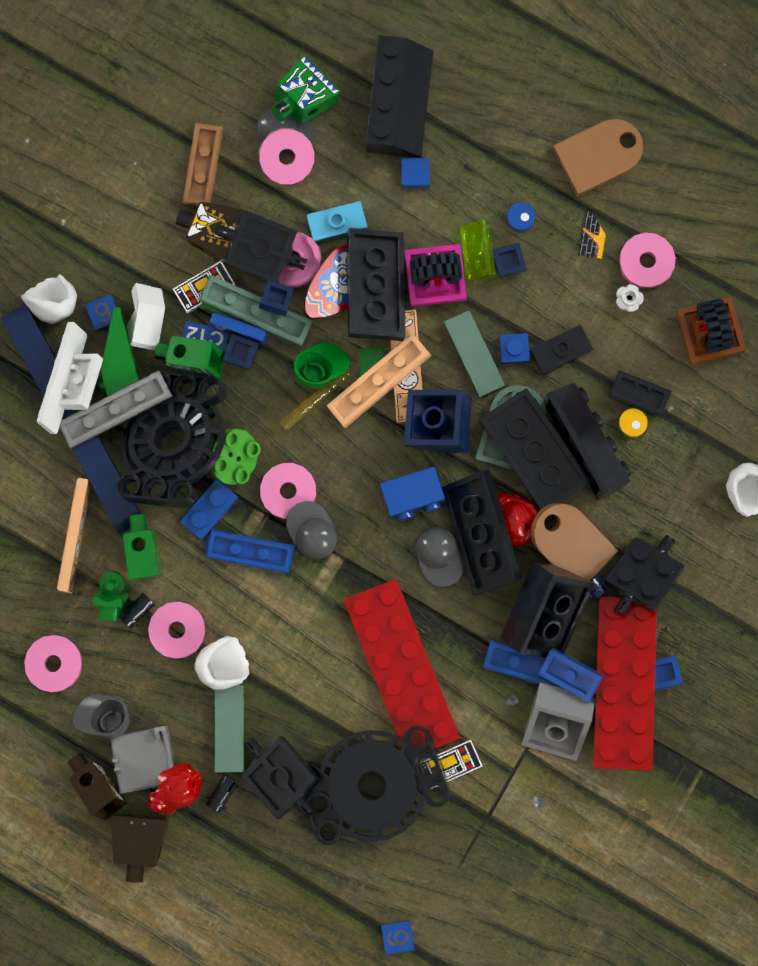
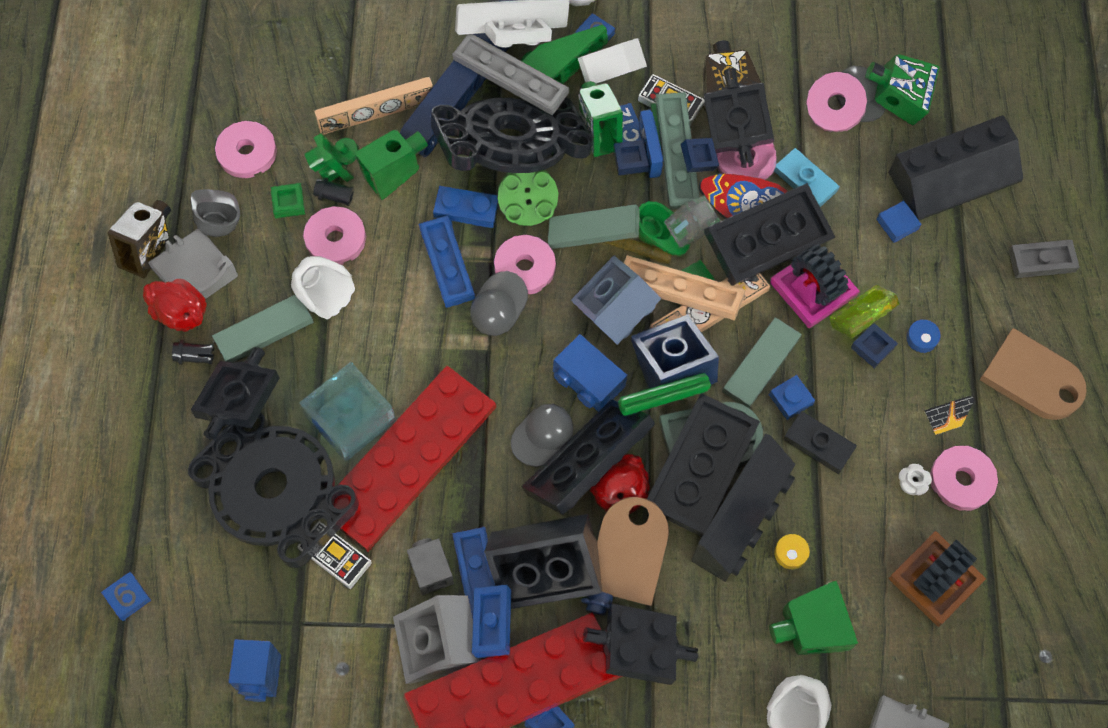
camera: 55 degrees right, 15 degrees down
(121, 652) = (287, 200): none -> green tile
(137, 843) = (106, 301): dark brown torso -> none
(202, 164) = (784, 44): medium nougat tile -> none
(291, 419) = (594, 226): none -> sand green tile
(331, 339) = (691, 220): none -> clear brick
(344, 696) = (348, 411): none -> clear light blue brick
(363, 438) = (616, 299): none -> sand blue slope
(469, 448) = (664, 394): none -> green axle
(499, 697) = (430, 565): none -> flat silver brick
(510, 82) = (1043, 258): none -> flat silver plate
(515, 867) = (255, 669): none -> blue brick
(639, 394) = (825, 541): black plate -> none
(695, 438) = (816, 622): none -> green torso

